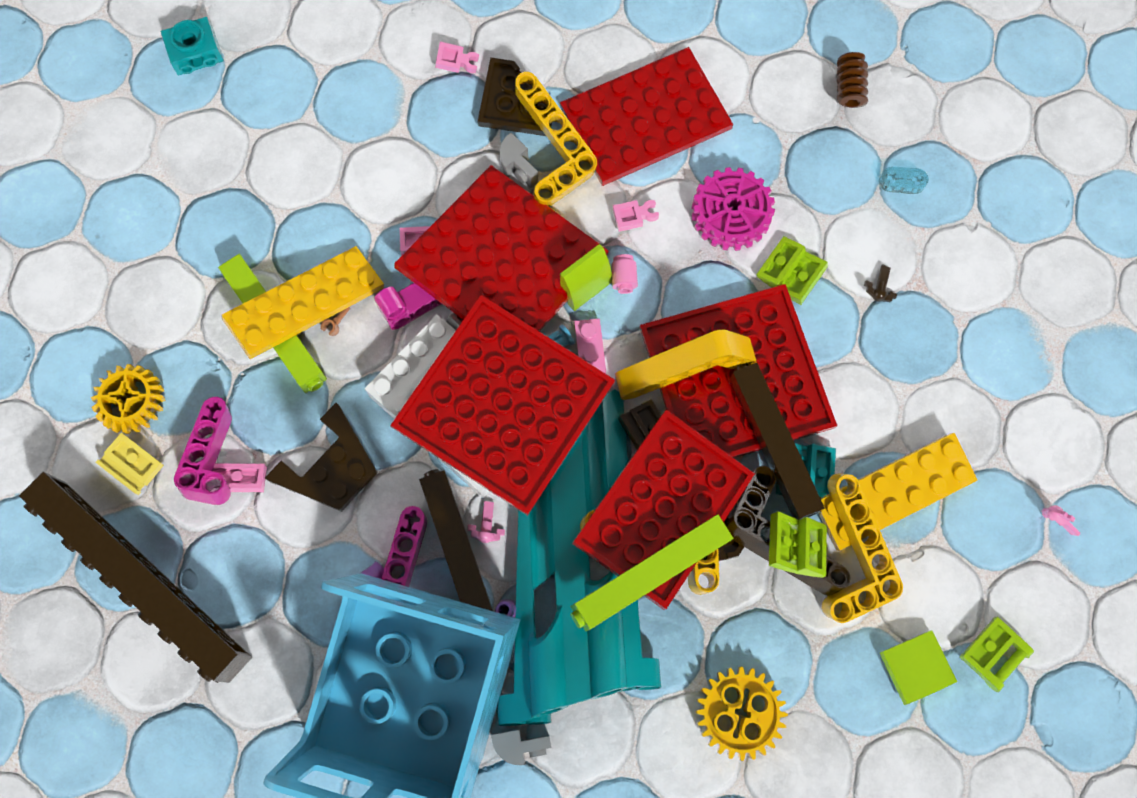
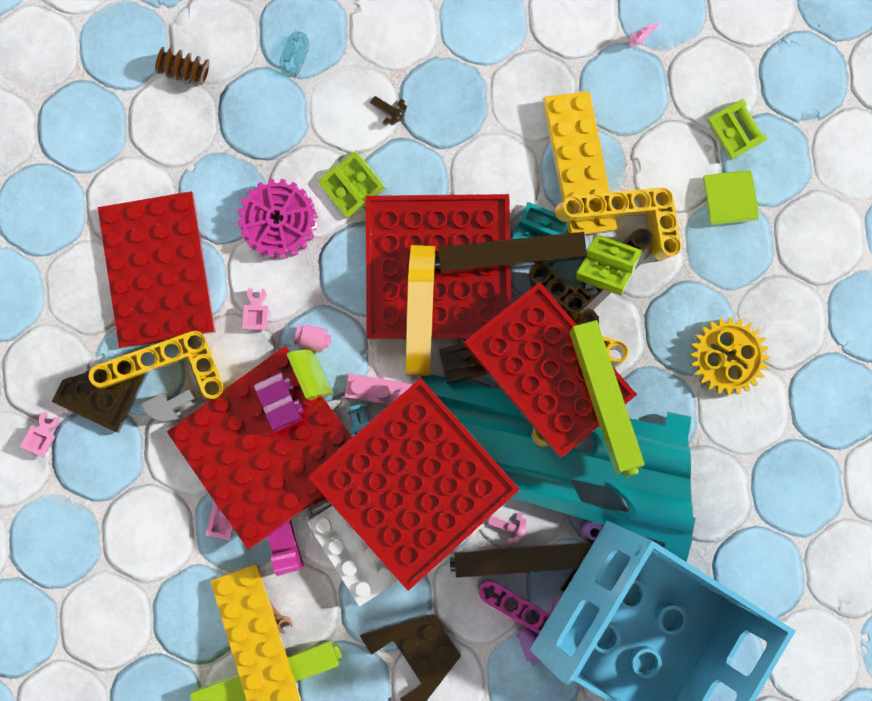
camera: 75 degrees left, 10 degrees up
(512, 748) = (707, 555): light grey brick -> none
(549, 252) = (278, 402): none -> magenta brick

